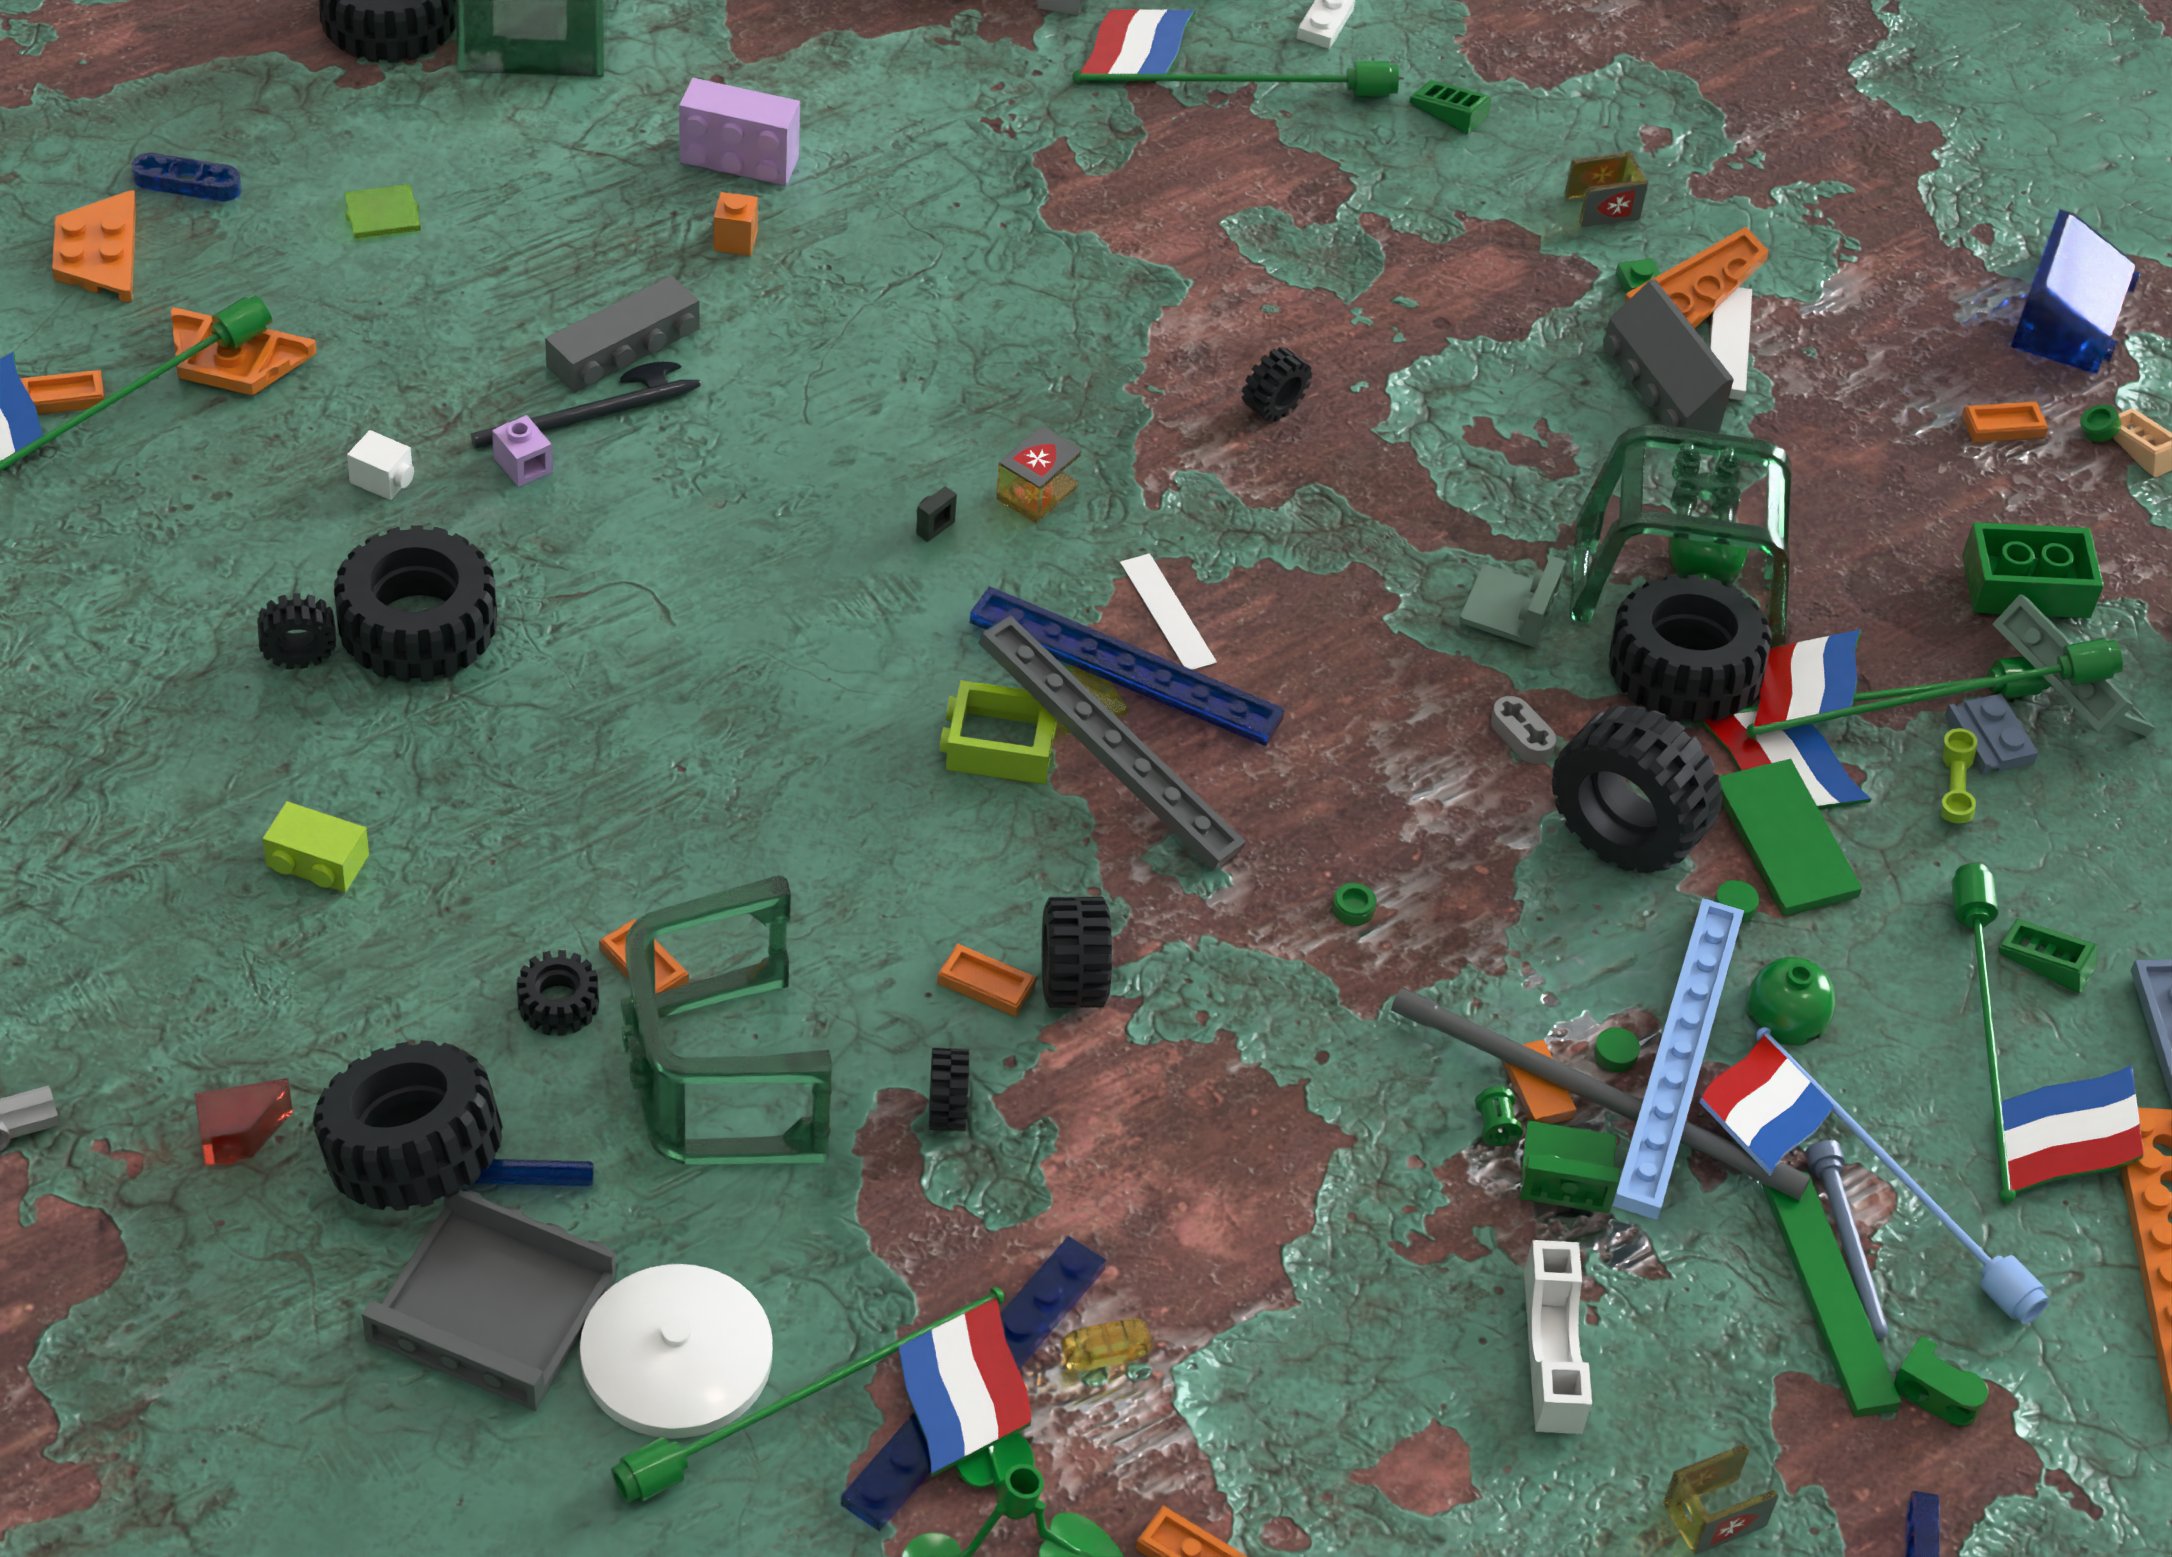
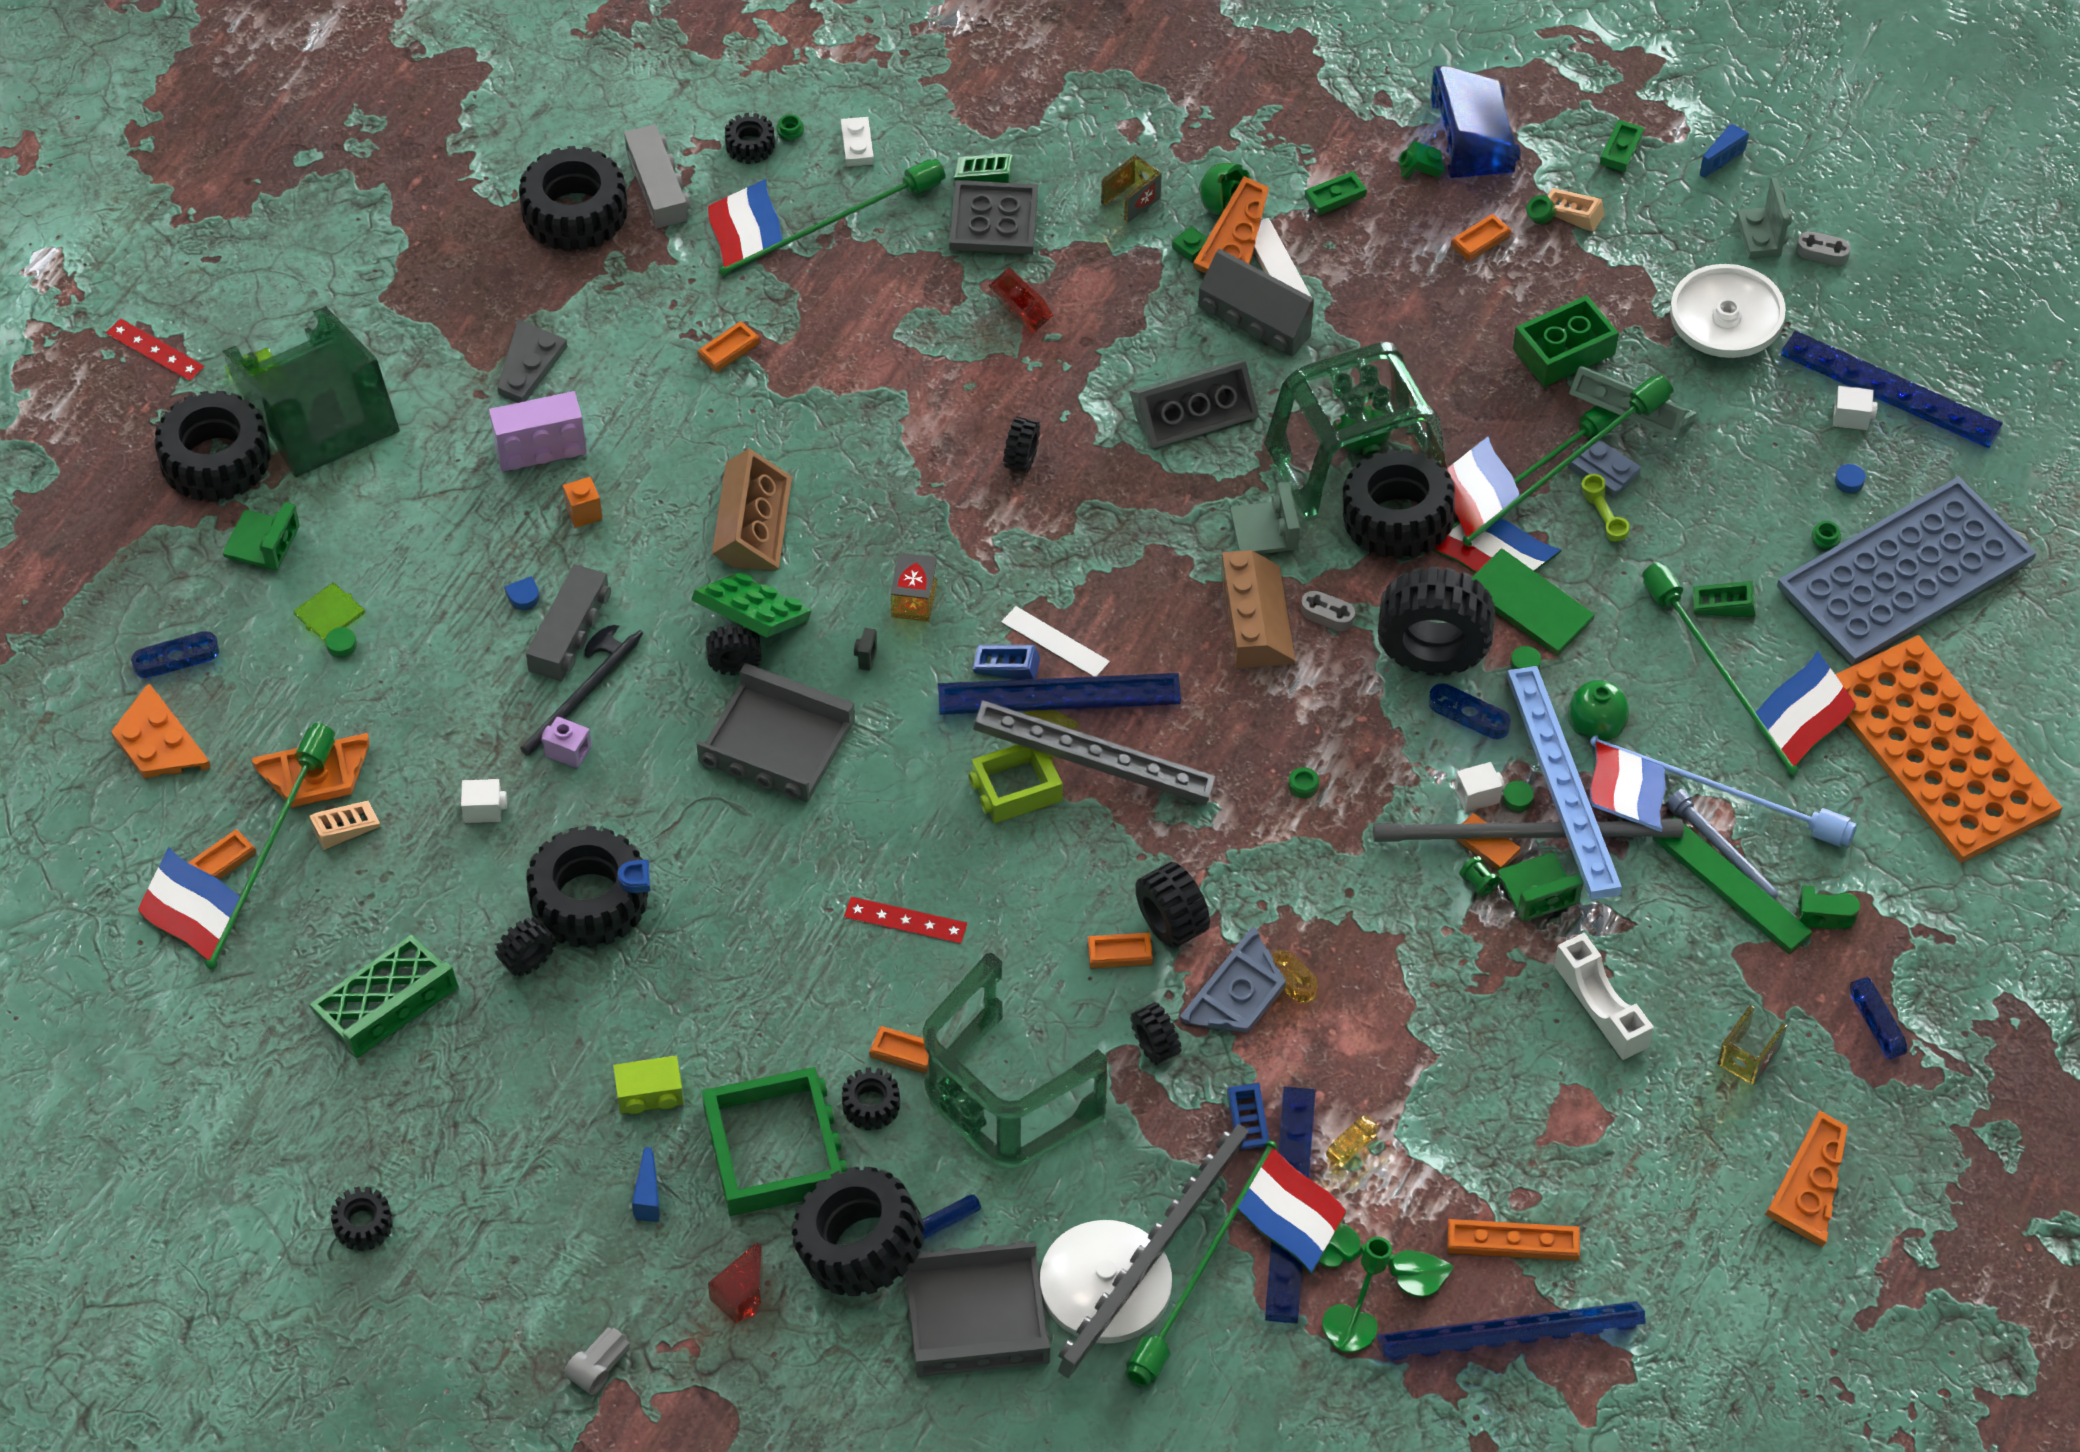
camera: 25 degrees left, 5 degrees up
(116, 627) = (397, 1007): none -> green fence
(195, 415) = (337, 835): none -> light nougat slope
(220, 957) = (645, 1197): none -> blue slope
(368, 244) = (341, 642): none -> green tile
(372, 107) = (262, 537): none -> green bracket
(372, 900) = (782, 1191): none -> green window
(463, 608) = (634, 876): none -> blue tile
(601, 286) = (523, 593): none -> blue tile
(734, 1341) = (1145, 1257): none -> dark grey plate
(760, 822) = (905, 919): none -> red sticker
(766, 555) = (777, 733): none -> dark grey panel
(776, 423) = (732, 648): none -> black tyre
(797, 67) = (528, 360): none -> dark grey wing
(834, 403) = (752, 604): none -> green plate
(916, 319) = (752, 513): none -> medium nougat slope
(1009, 1215) = (1245, 1092): none -> blue slope
(1024, 150) = (728, 346): none -> orange tile
(1094, 1094) = (1238, 990): none -> sand blue wing
(1117, 610) = (1016, 671): none -> blue slope
(1186, 1114) = (1296, 973): none -> clear yellow beam
(1388, 242) = (1020, 300): none -> clear red brick
(1424, 152) = (994, 217): none -> dark grey plate
(1432, 687) = (1256, 610): none -> medium nougat slope
(1520, 437) = (1195, 403): none -> dark grey slope
(1571, 1012) = (1479, 786): none -> white brick
(1624, 941) = (1474, 722): none -> clear blue beam
(1713, 223) = (1219, 186): none -> green cylinder
(1853, 299) = (1335, 193): none -> green plate
(1986, 307) = (1421, 158): none -> green bracket

